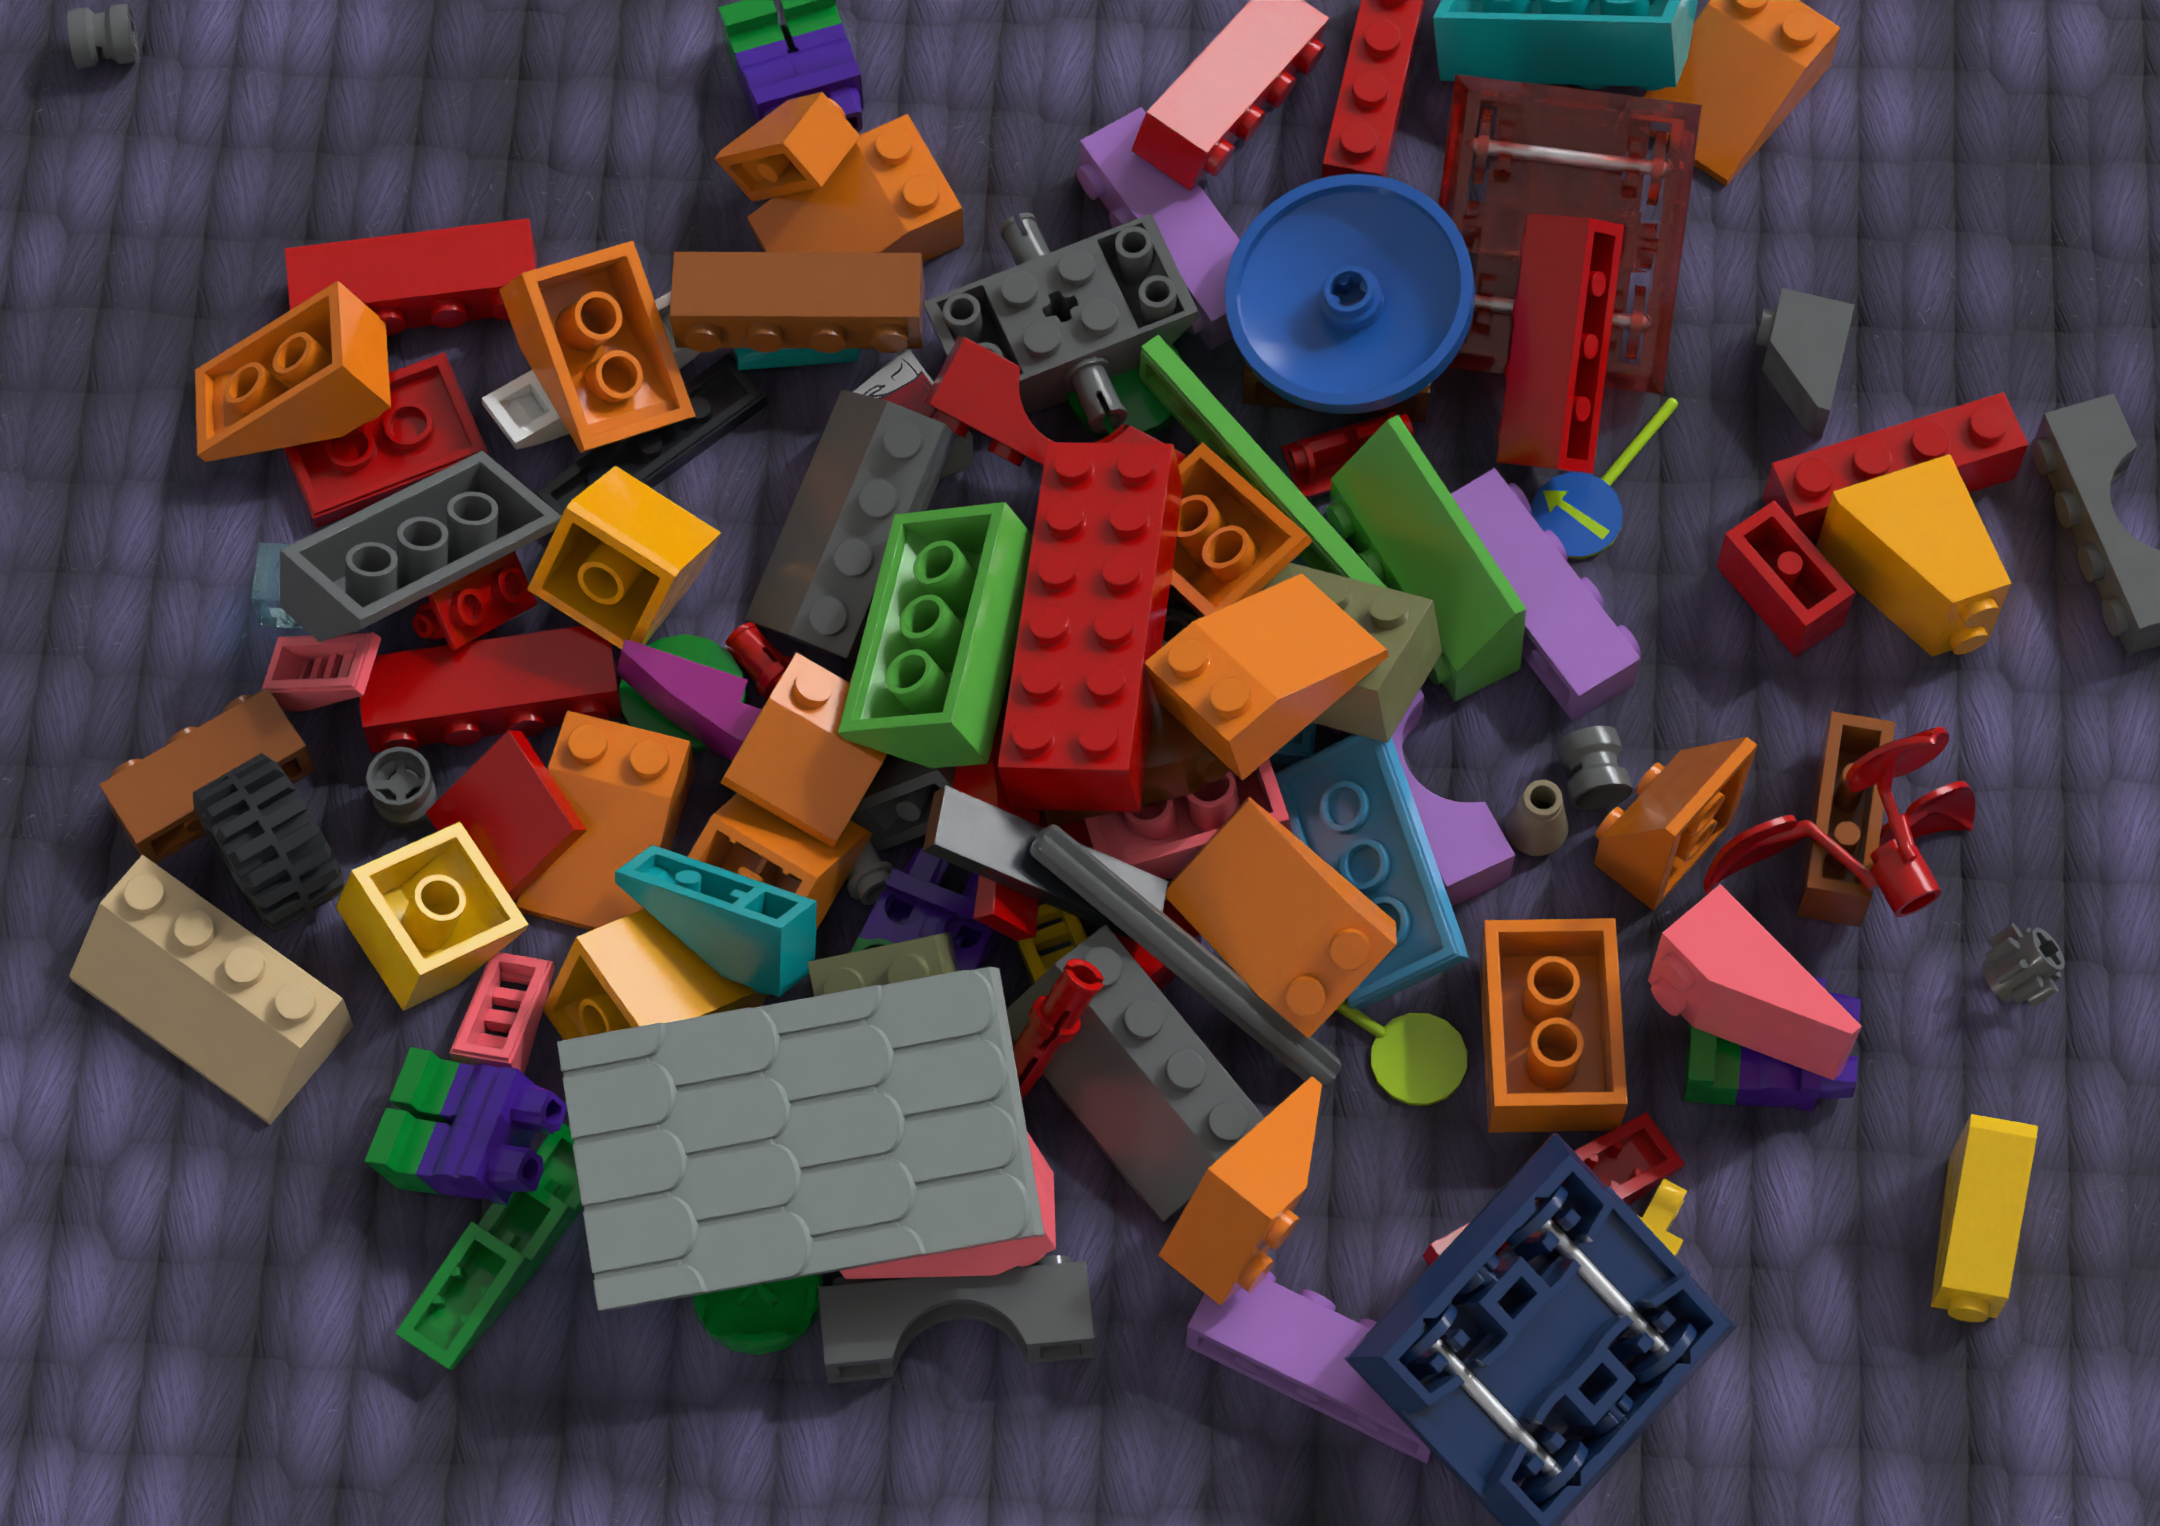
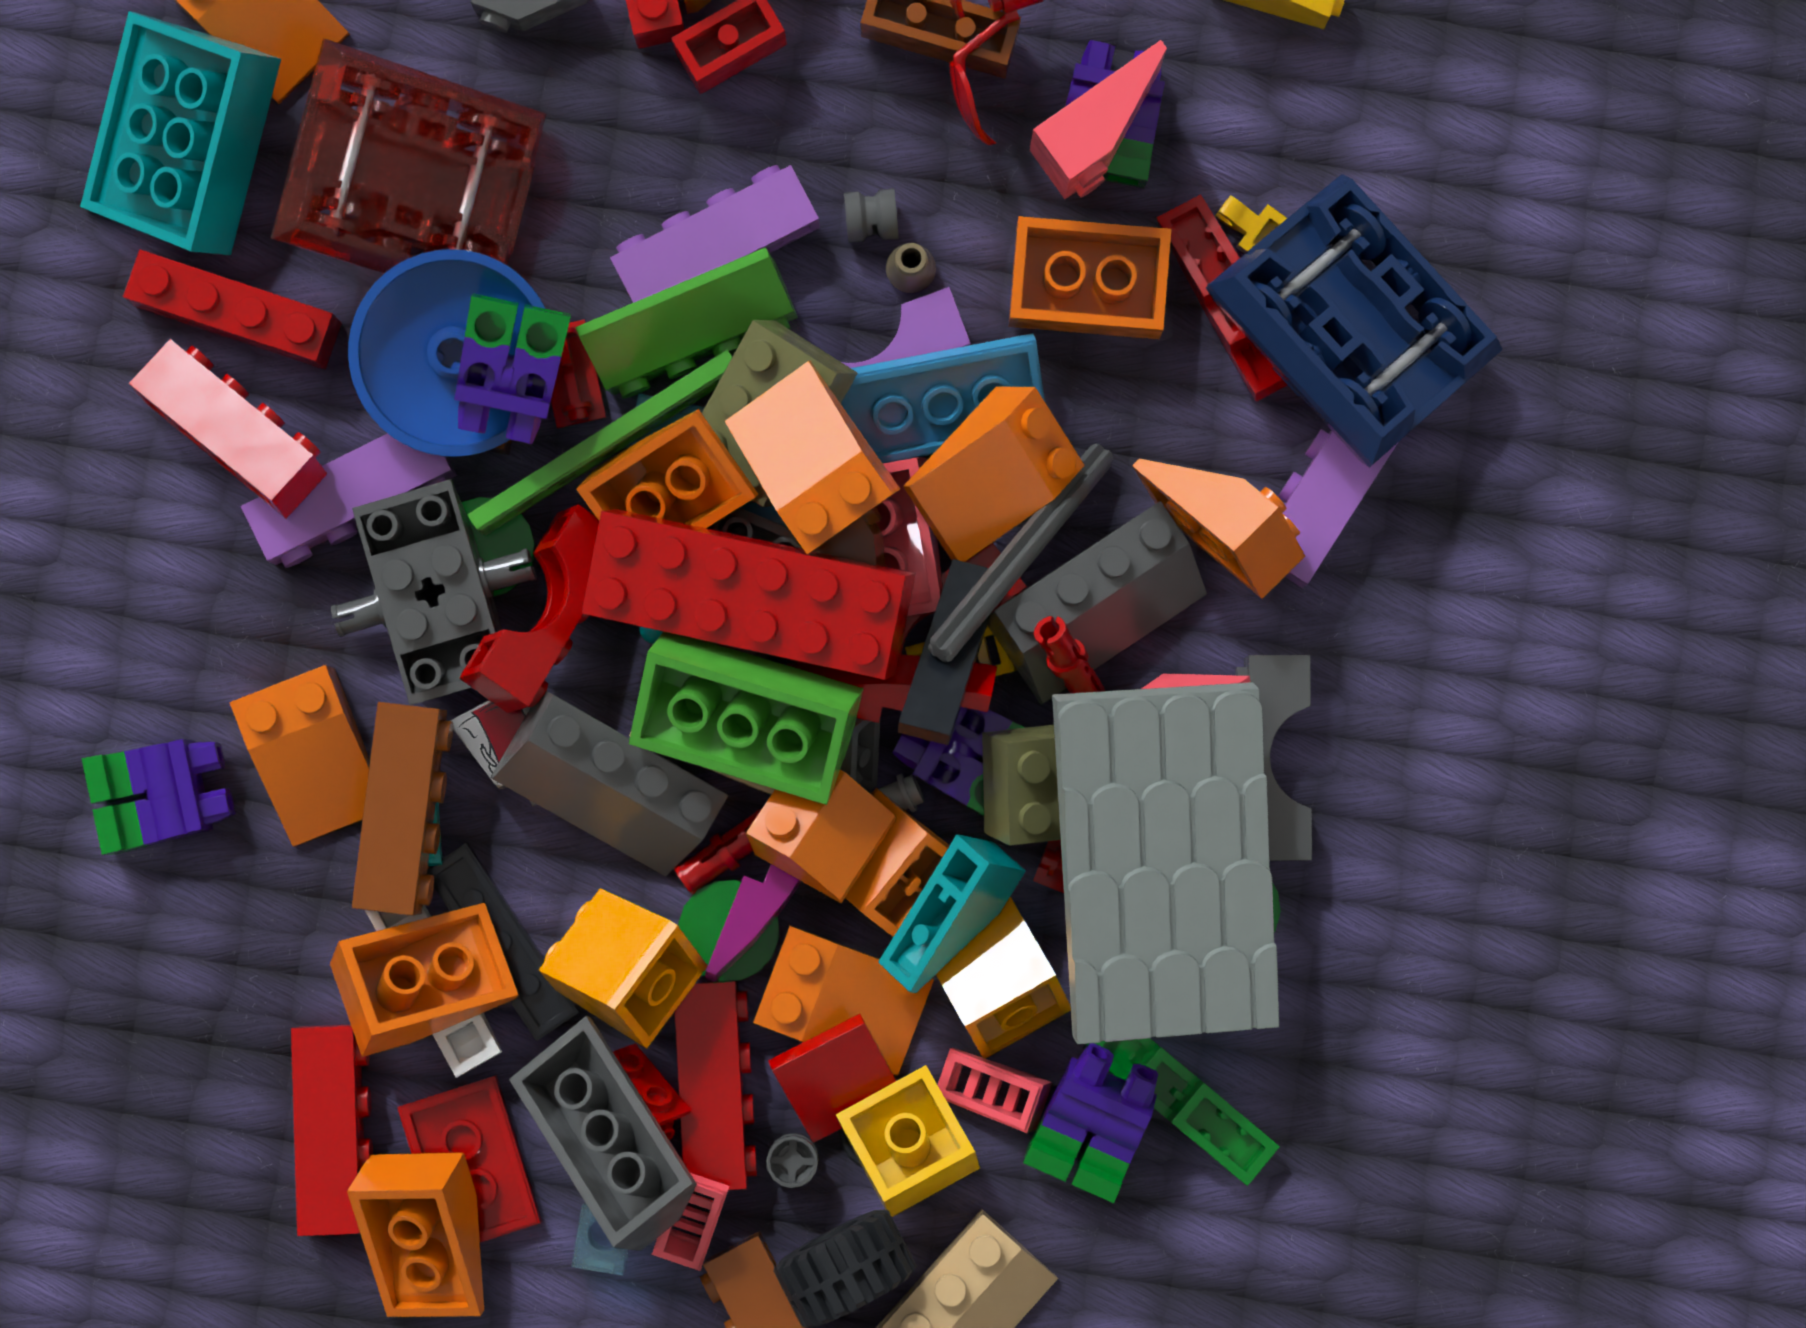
camera: 85 degrees left, 20 degrees up
(789, 148) = (250, 802): orange slope -> none
(1341, 341) = (506, 381): none -> dark purple hips
(1414, 1056) = (1090, 385): lime piece -> none
(1559, 342) = (513, 188): red brick -> none
(1585, 508) = (636, 195): blue piece -> none
(1674, 818) = (930, 158): orange slope -> none

